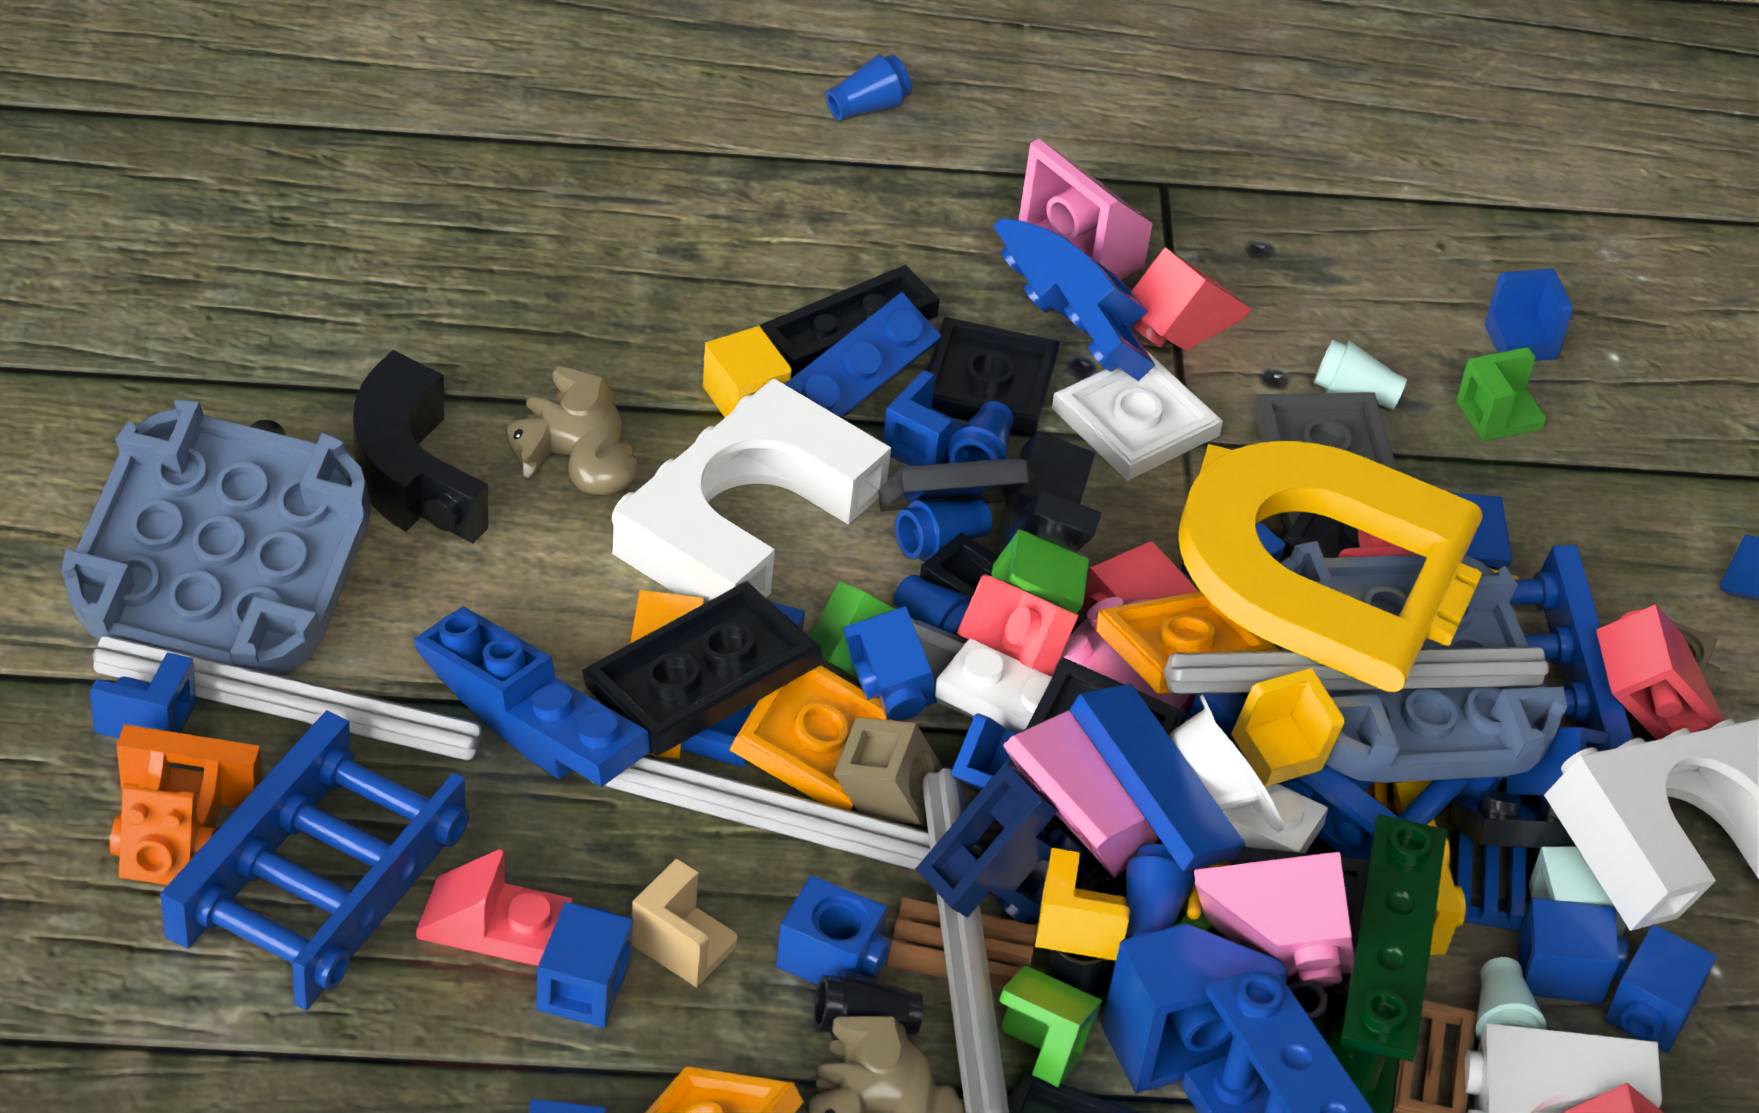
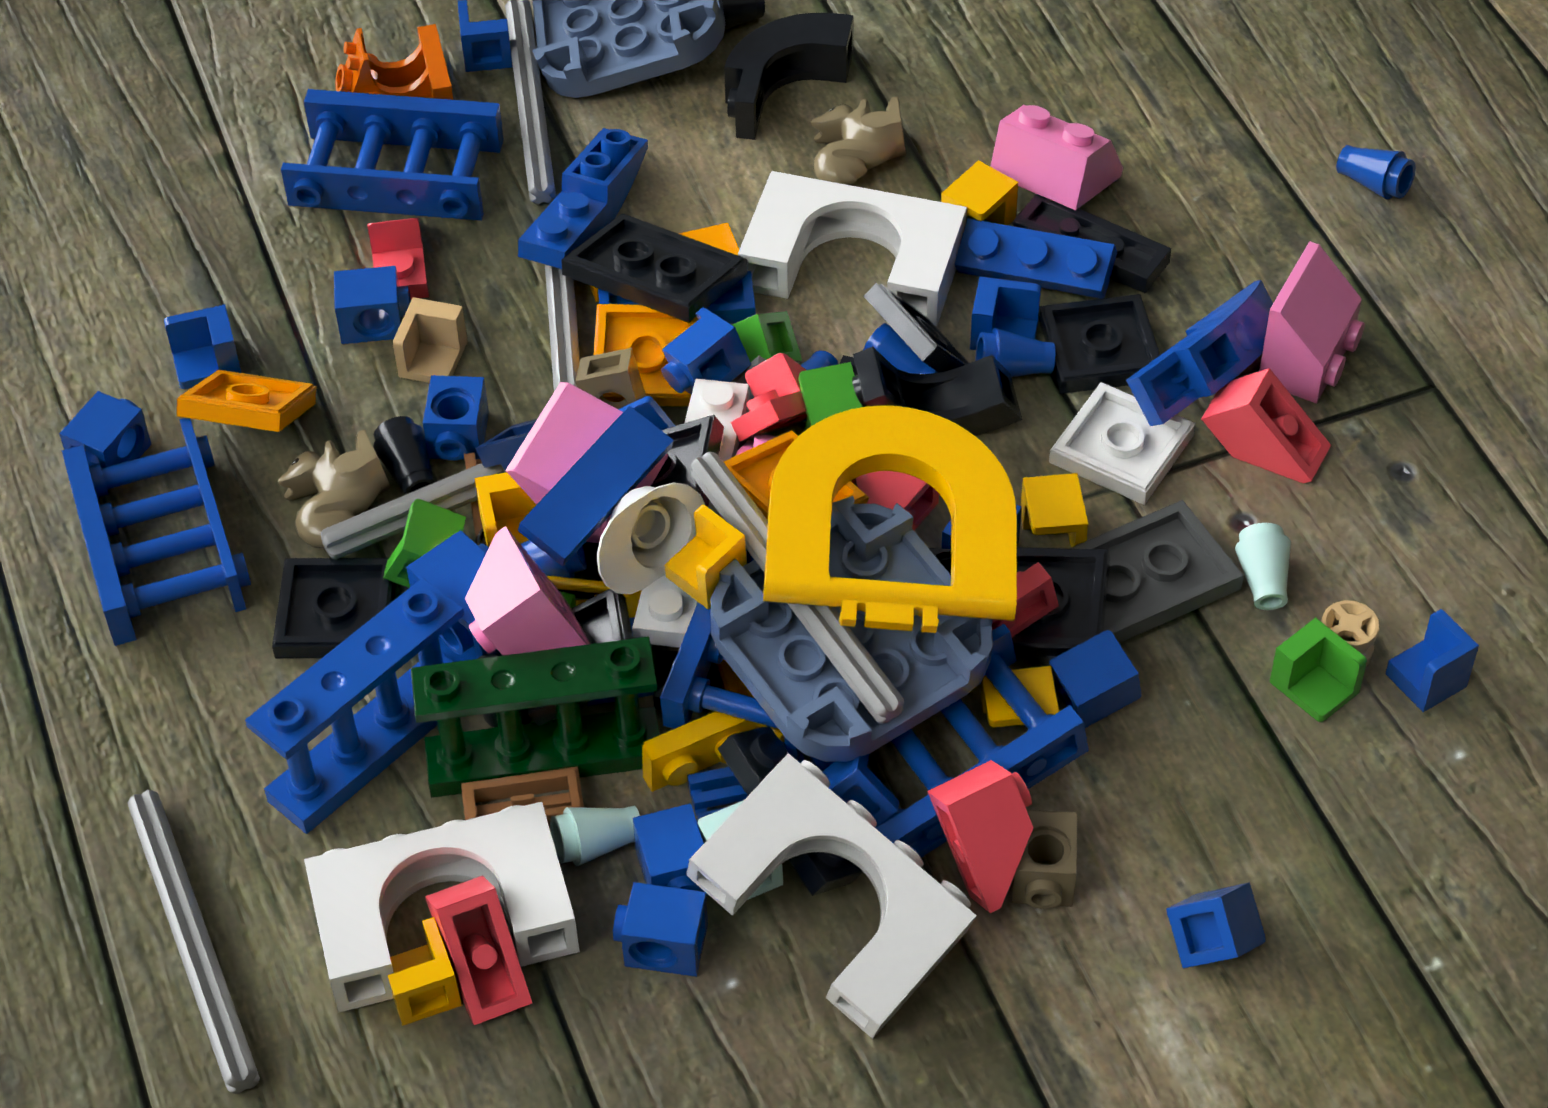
camera: 75 degrees right, 5 degrees up
(732, 286) = (1054, 156): none -> bright pink slope
(1459, 345) = (1354, 624): none -> tan wheel

